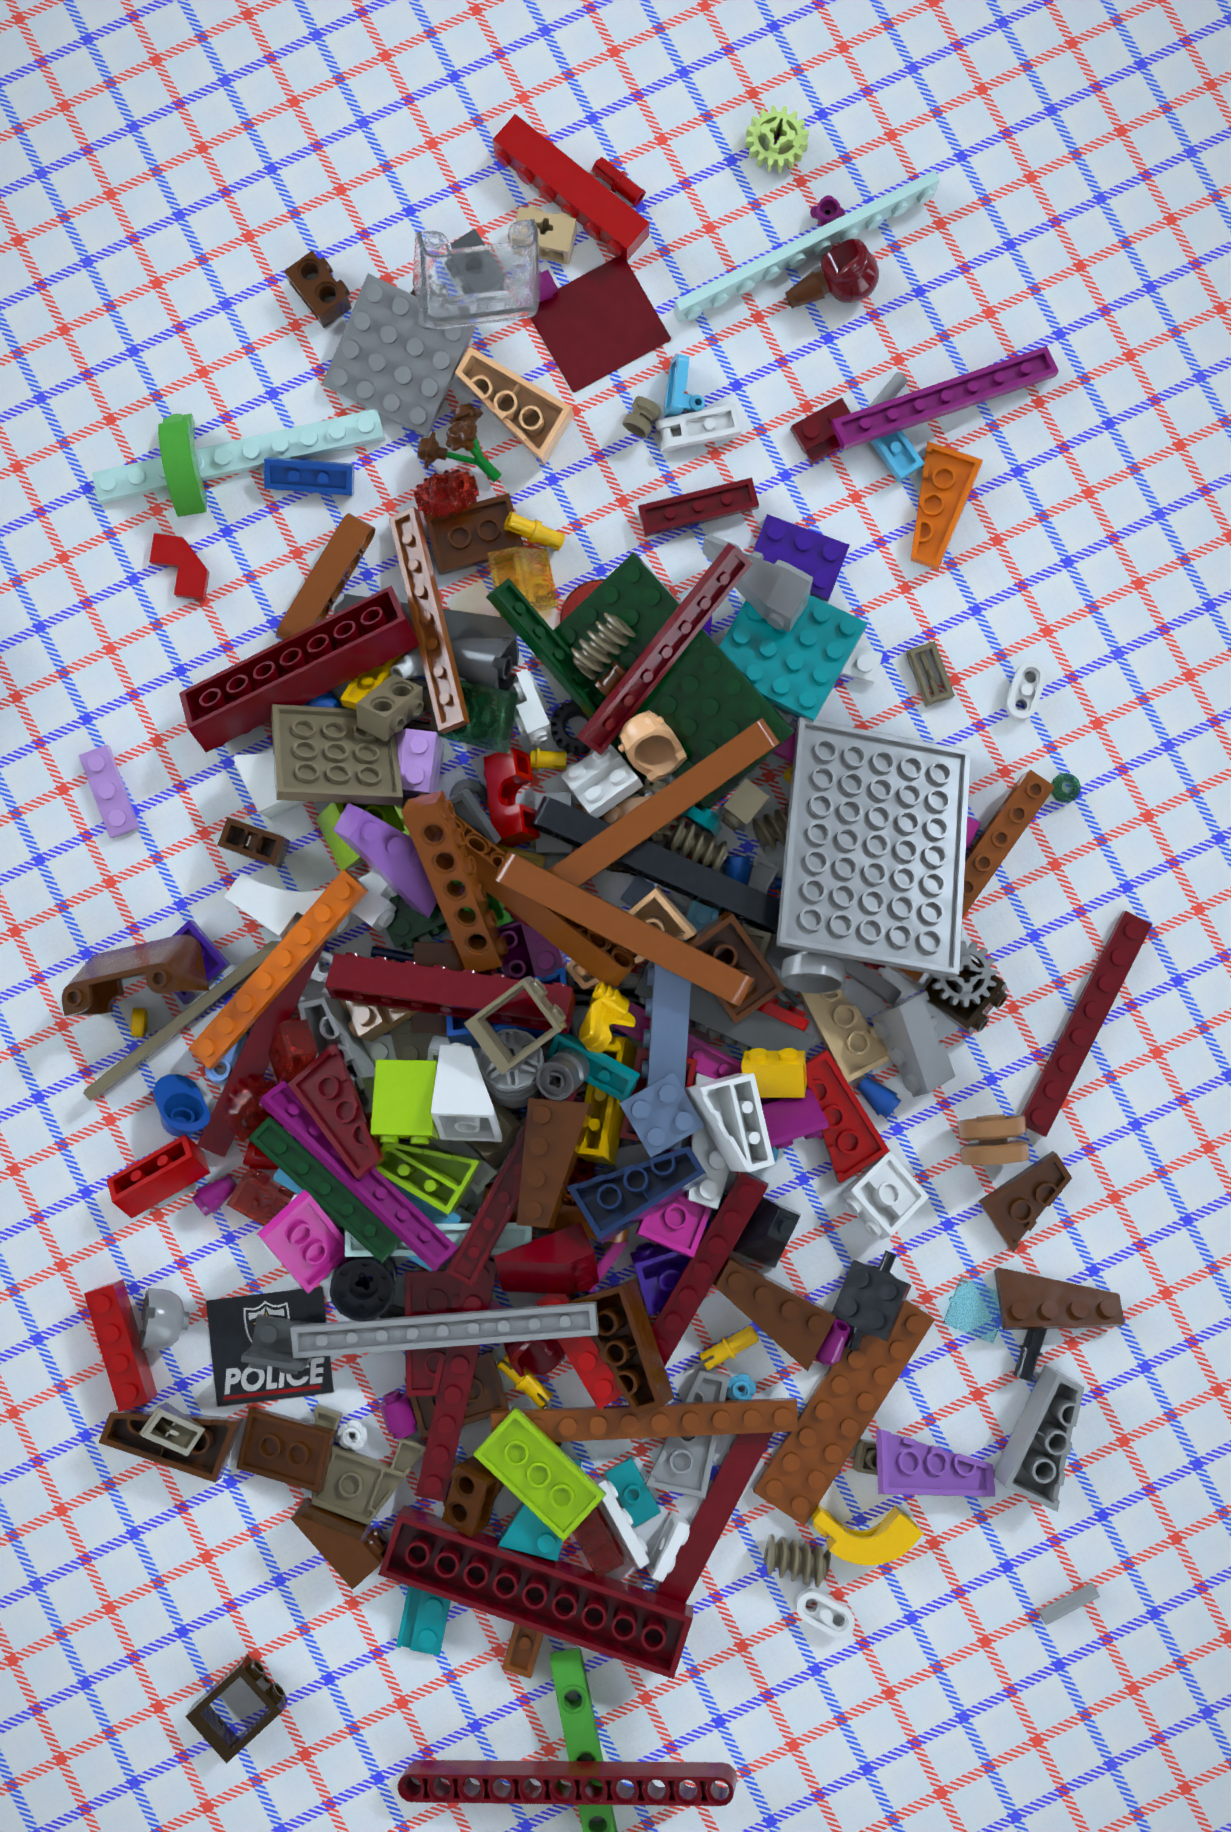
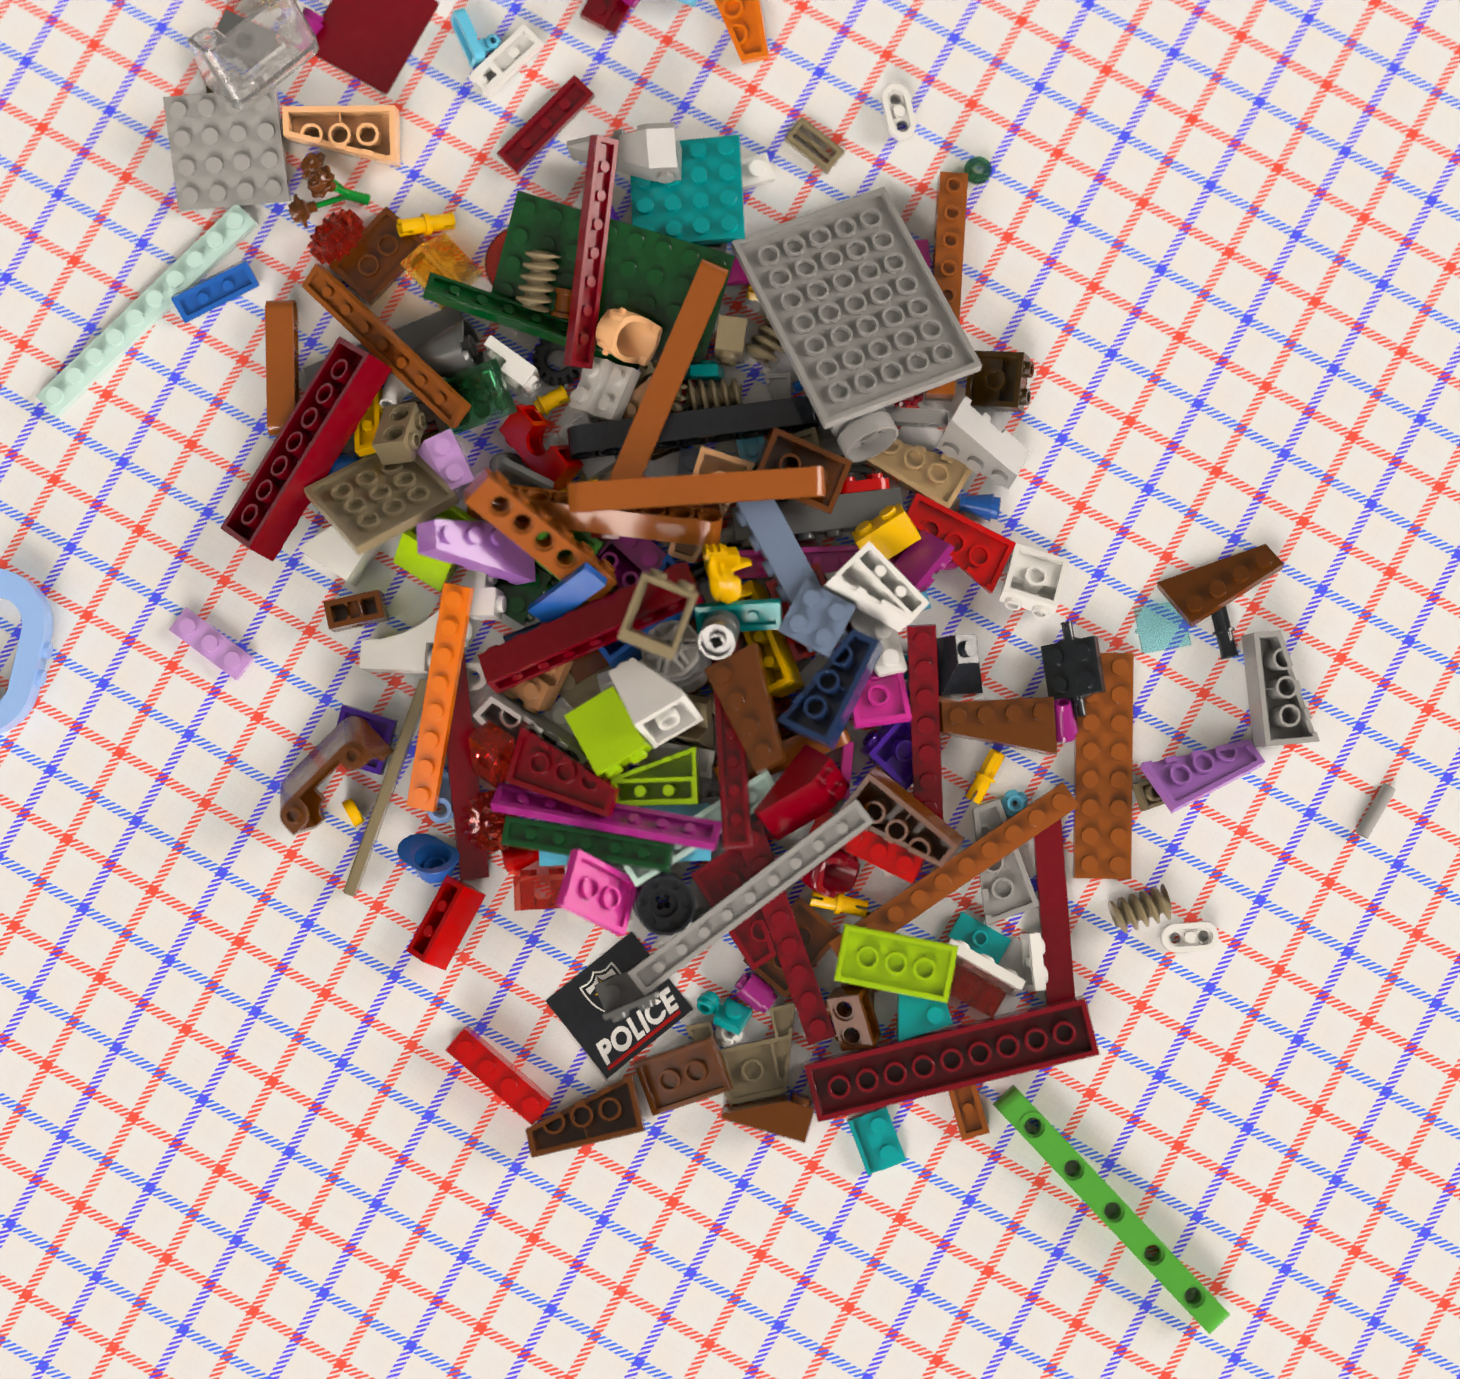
camera: 30 degrees left, 0 degrees up
(162, 1319) = (519, 1033): light grey cylinder -> none
(172, 1429) = (585, 1108): dark tan slope -> none
(180, 464) = (106, 343): bright green arch -> none
(191, 574) = (146, 418): red tile -> none
(214, 1195) = (500, 910): magenta cone -> none
(215, 1729) = (765, 1329): dark brown window -> none
(314, 291) = (125, 139): reddish brown brick -> none
(363, 1421) = (729, 1016): none -> teal plate
(448, 949) = (567, 593): none -> blue tile
(577, 1773) = (1072, 1176): dark red beam -> none
(641, 417) = (455, 80): dark tan wheel -> none
(738, 868) = (757, 392): blue cone -> none
(805, 550) = (653, 105): dark purple plate -> none
(871, 1546) = (1199, 855): yellow arch -> none
(965, 985) = (993, 373): light grey gear -> none
(993, 1140) = (1090, 481): medium nougat wheel -> none
(1024, 1197) = (1144, 516): reddish brown wing -> none
(1084, 1023) = (1108, 348): dark red plate -> none

